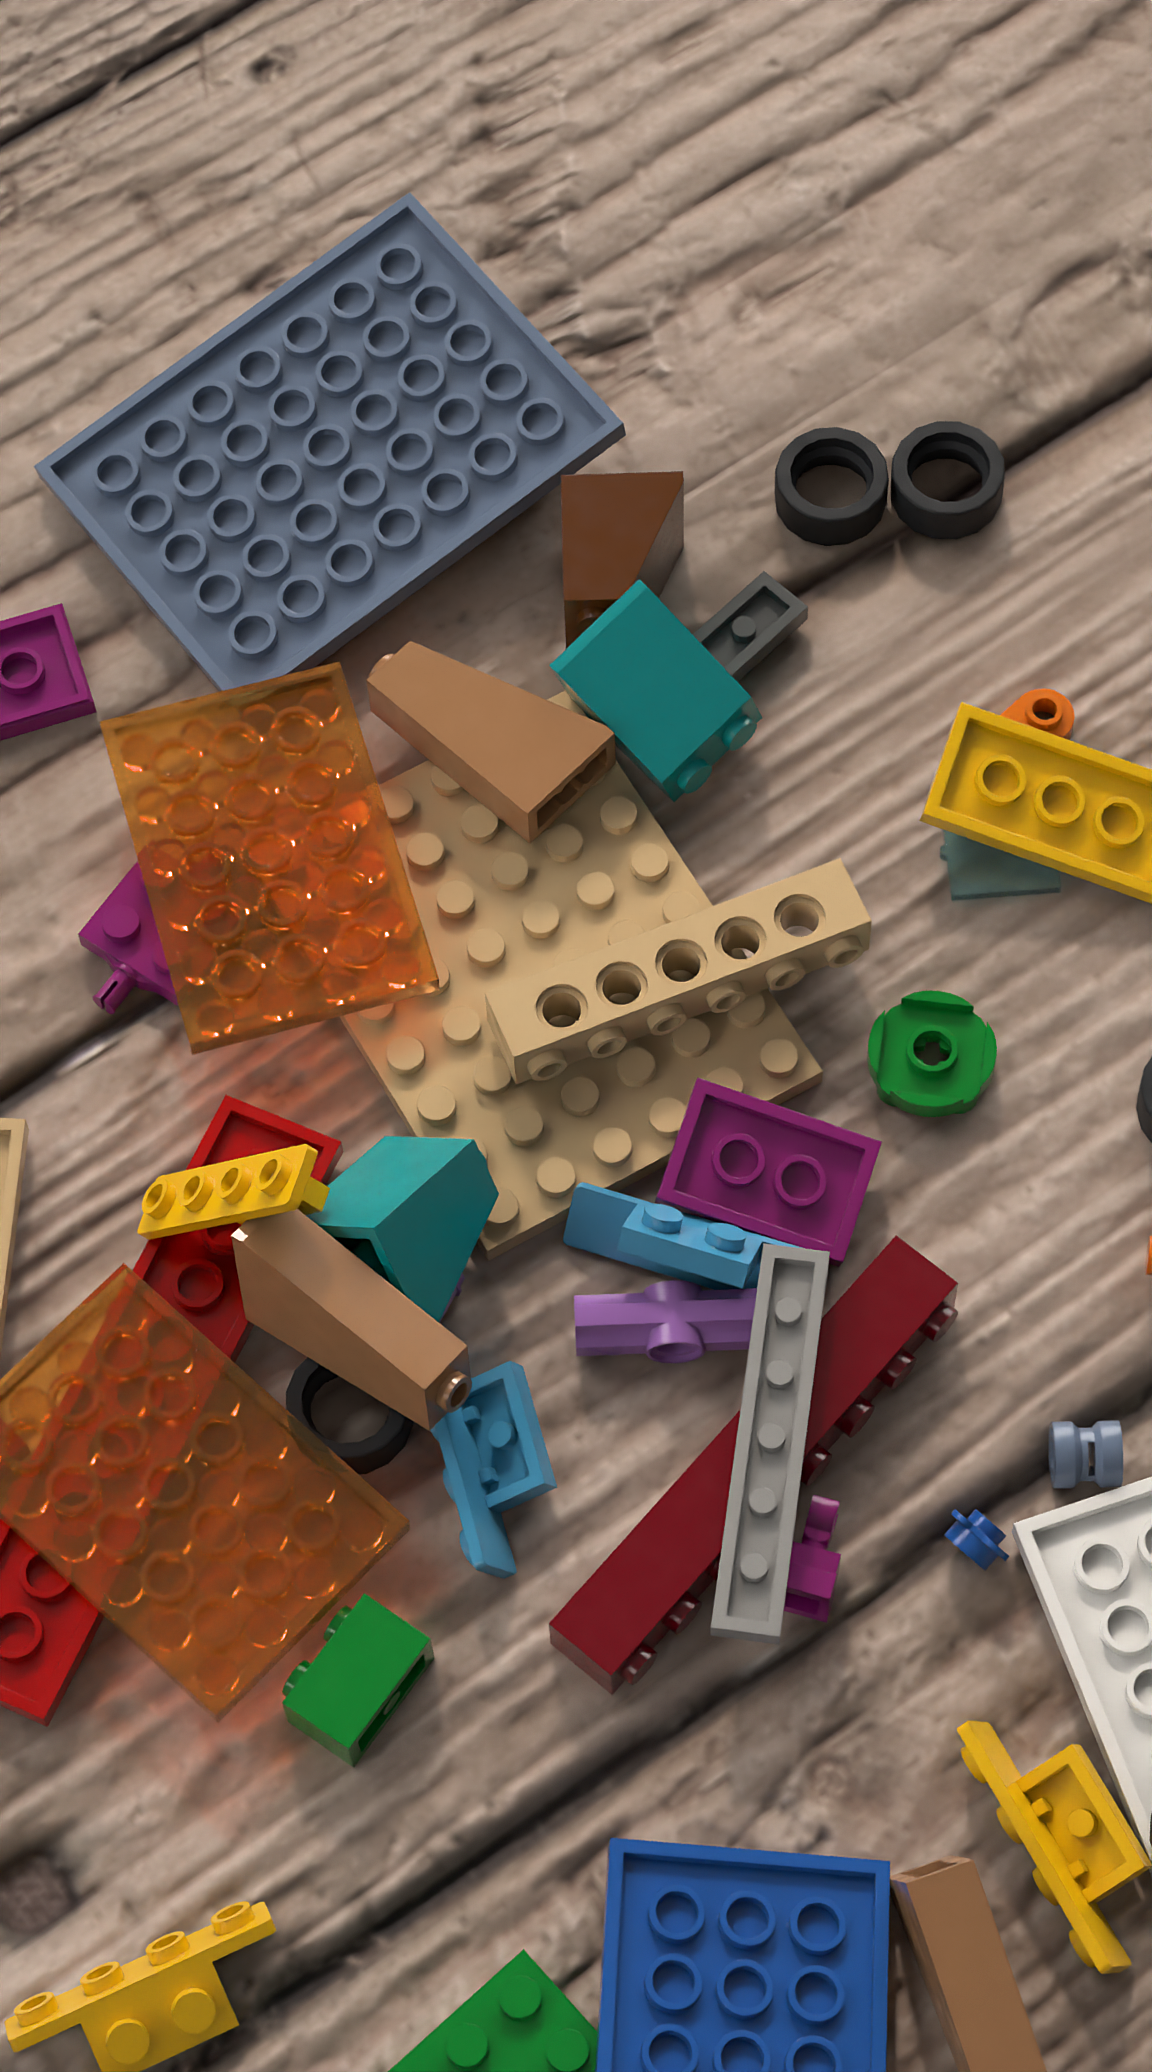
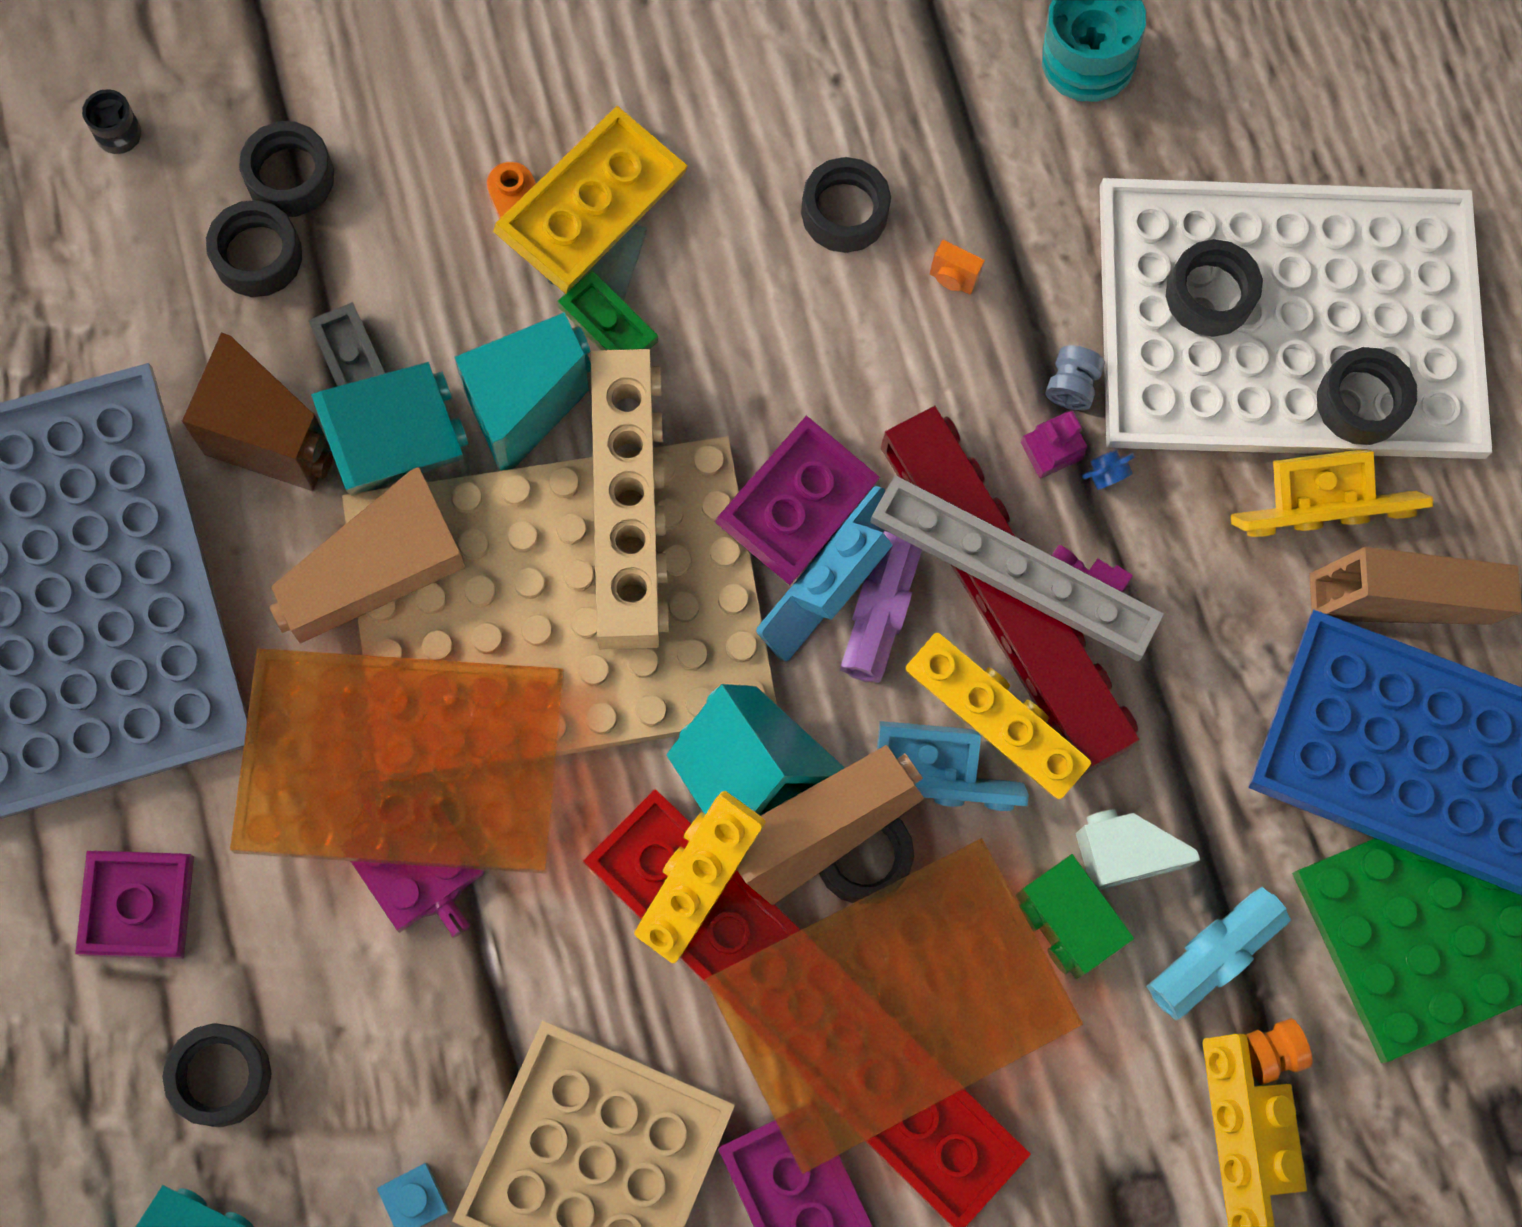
camera: 80 degrees left, 10 degrees up
(272, 1988) = (1278, 1051): none -> orange wheel
(376, 1878) = (1219, 953): none -> medium azure piece
(468, 1719) = (1129, 849): none -> light aqua slope
(579, 1495) = (998, 716): none -> yellow bracket
(766, 810) = (525, 385): none -> teal slope
(913, 883) = (605, 316): none -> green plate
(918, 286) = (111, 121): none -> black wheel
(923, 1088) = (735, 335): green plate -> none
(983, 1461) = (1055, 444): none -> magenta piece

